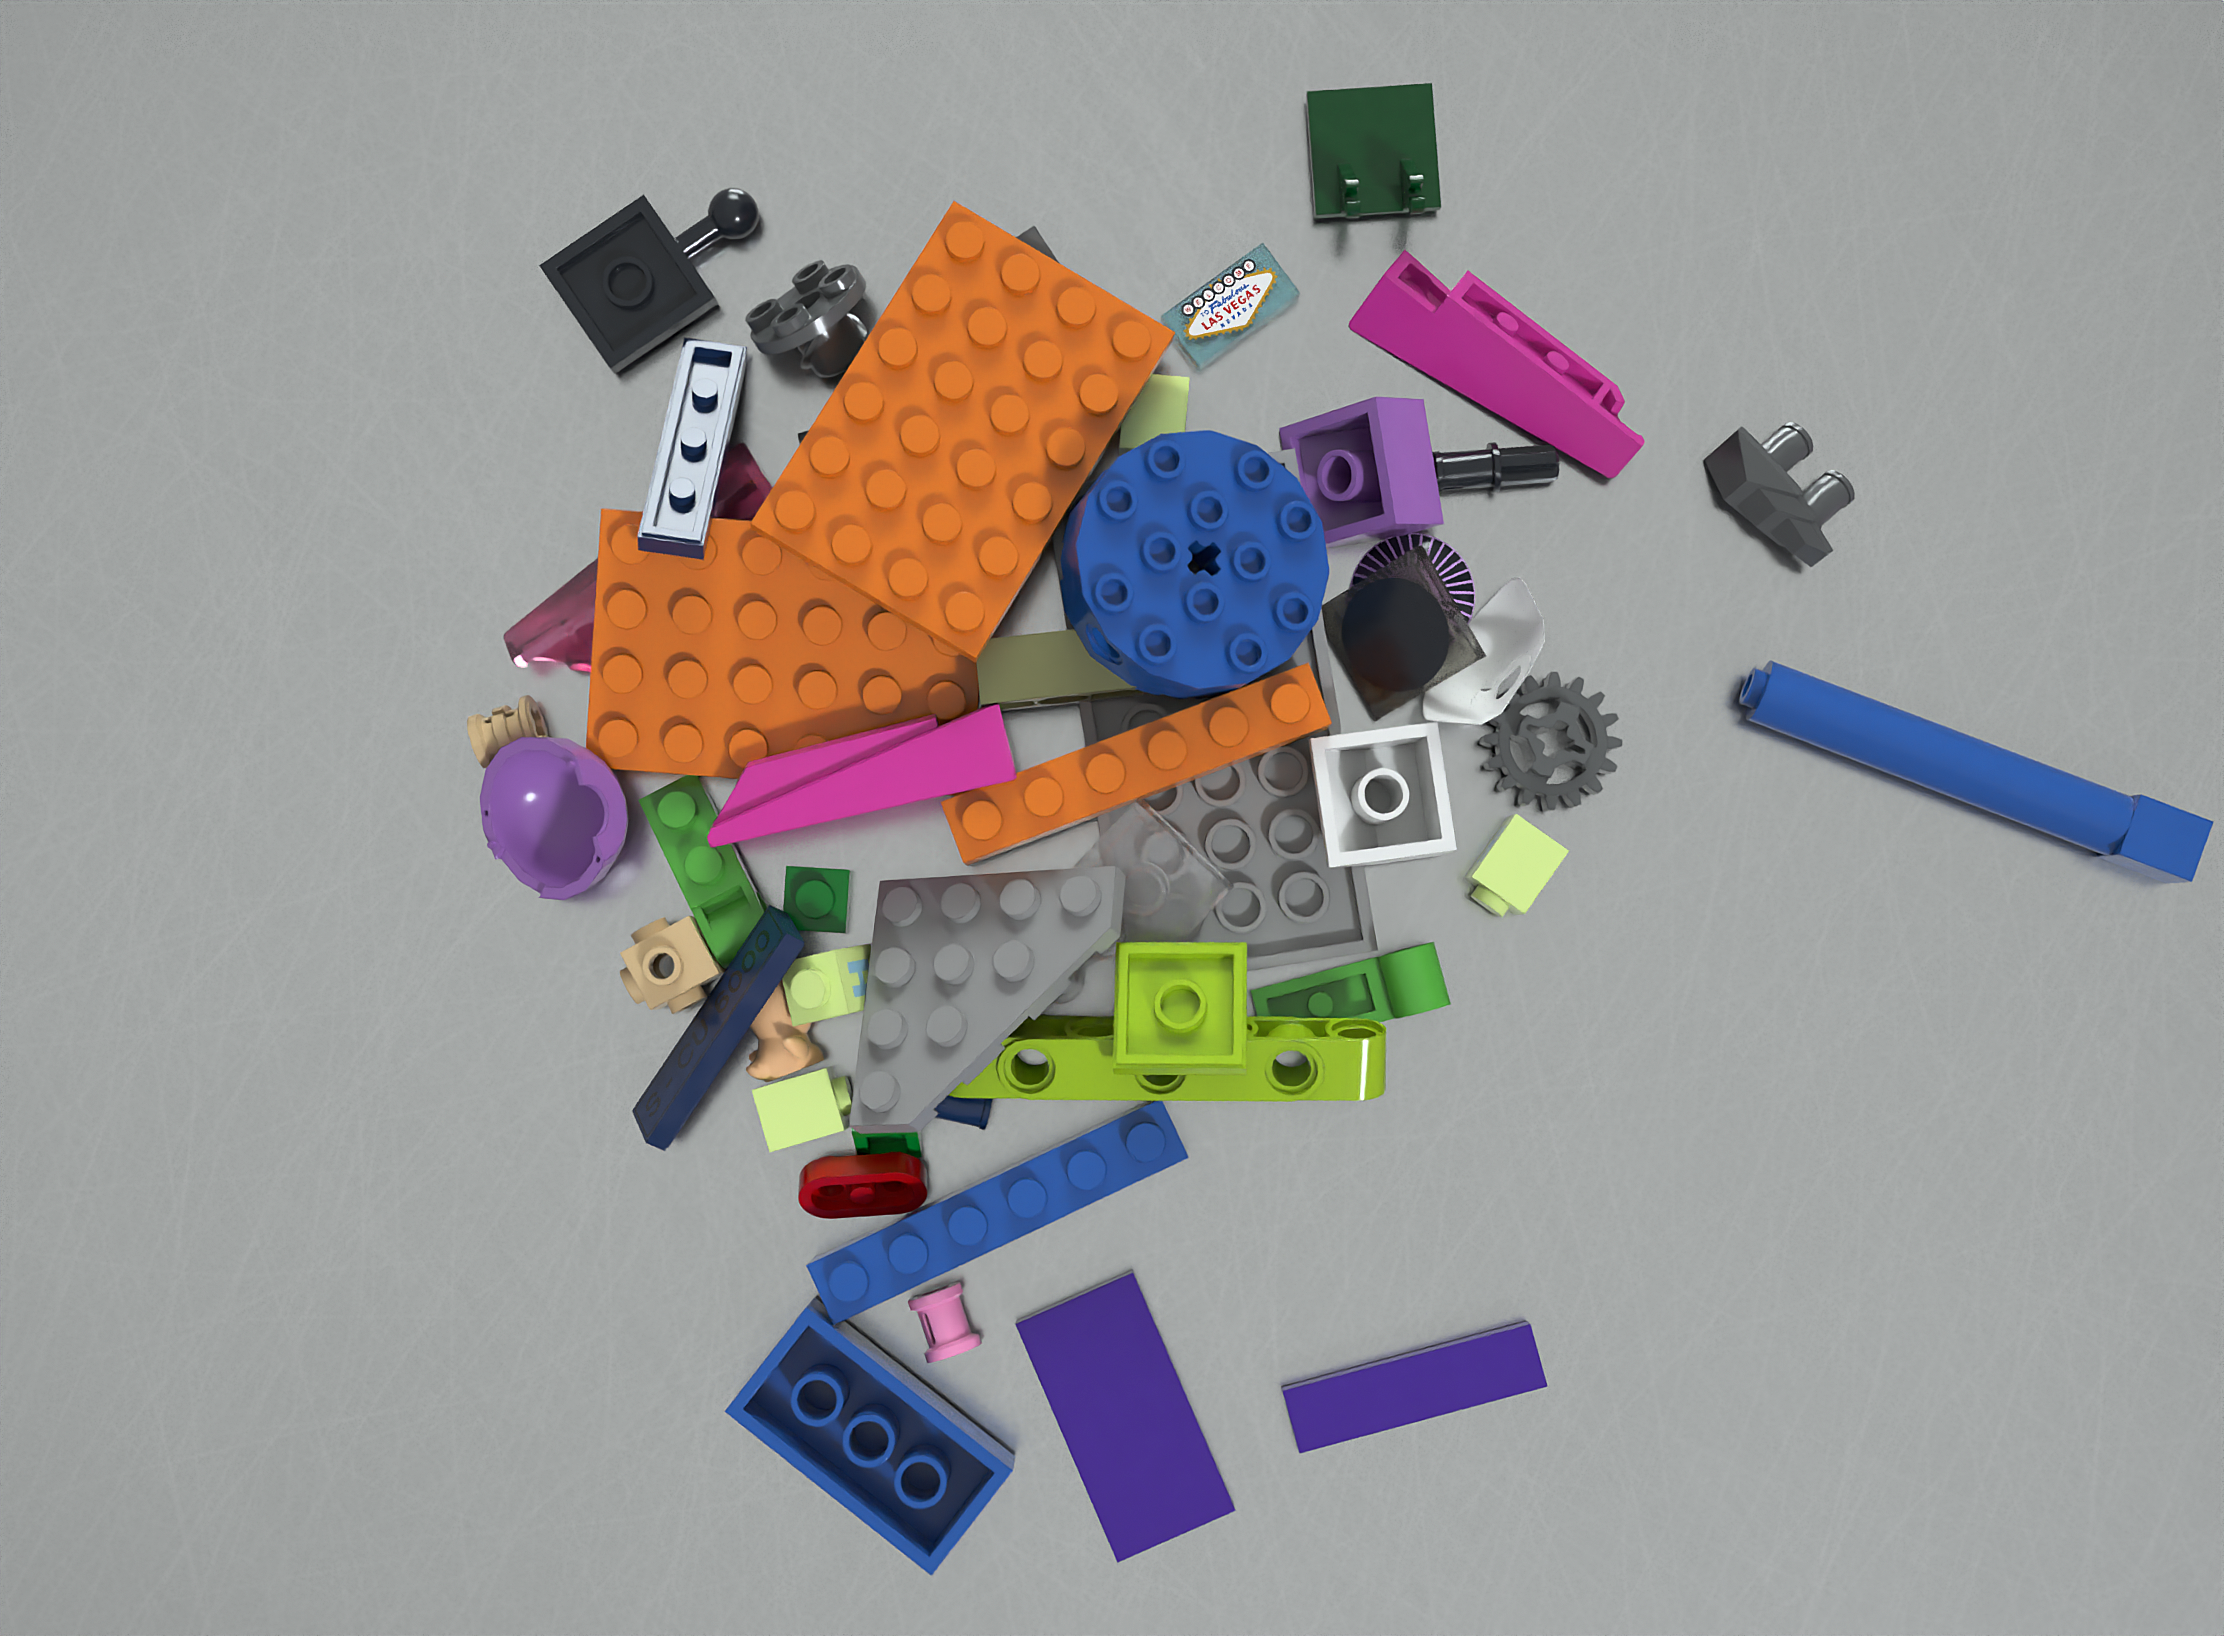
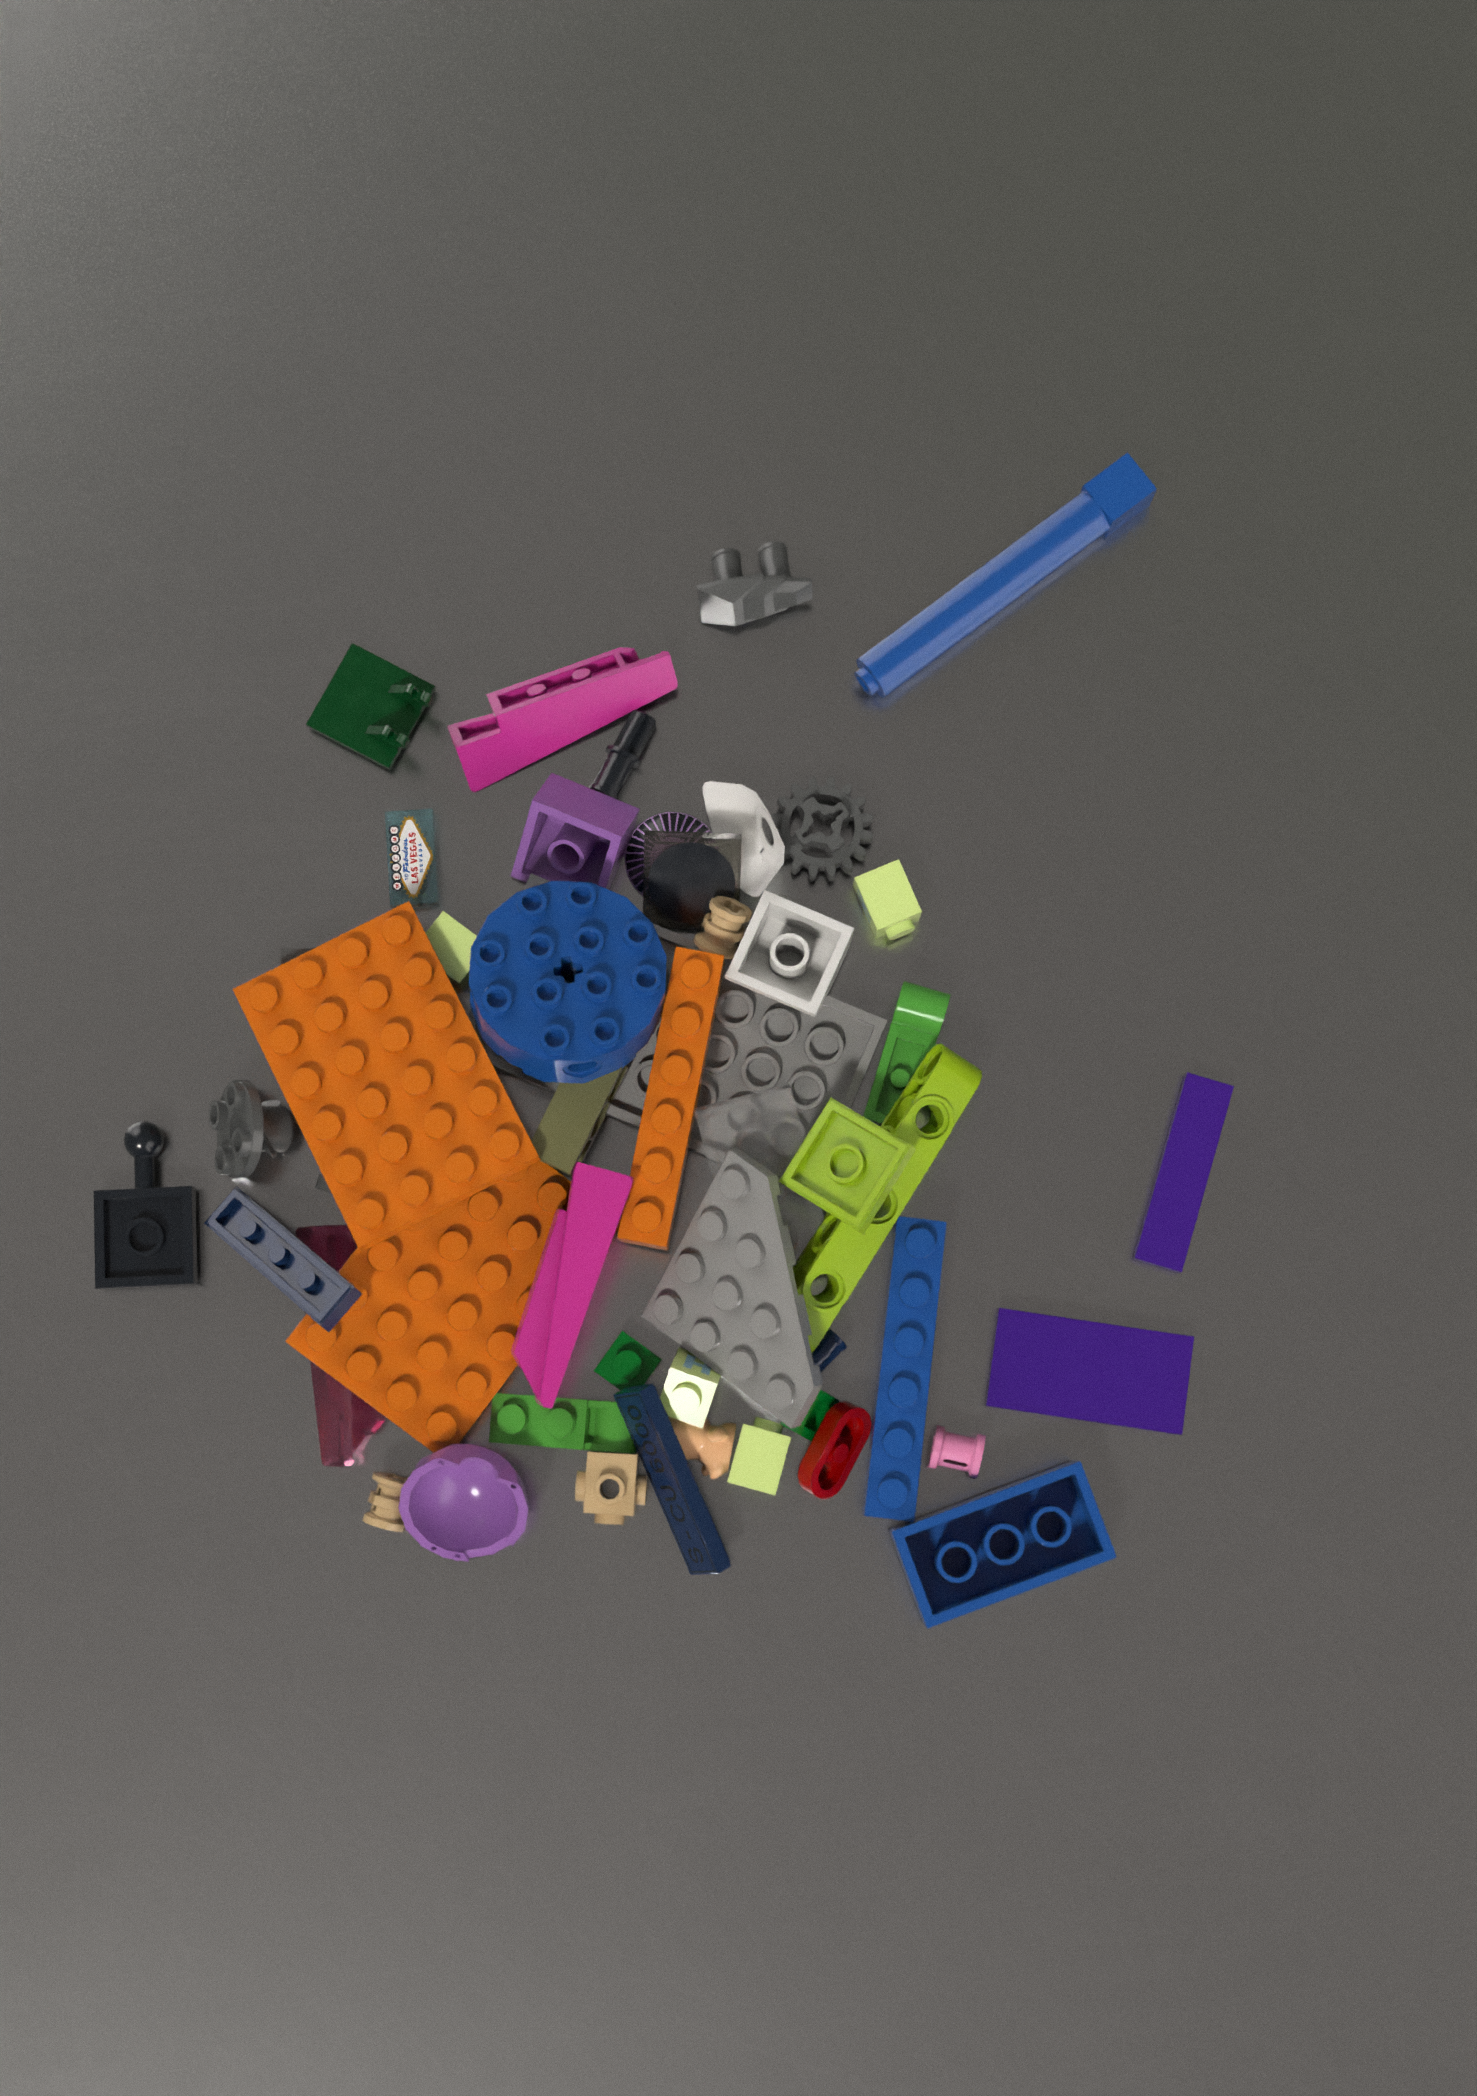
camera: 55 degrees left, 5 degrees down
(1367, 701) = (723, 927): none -> tan bush

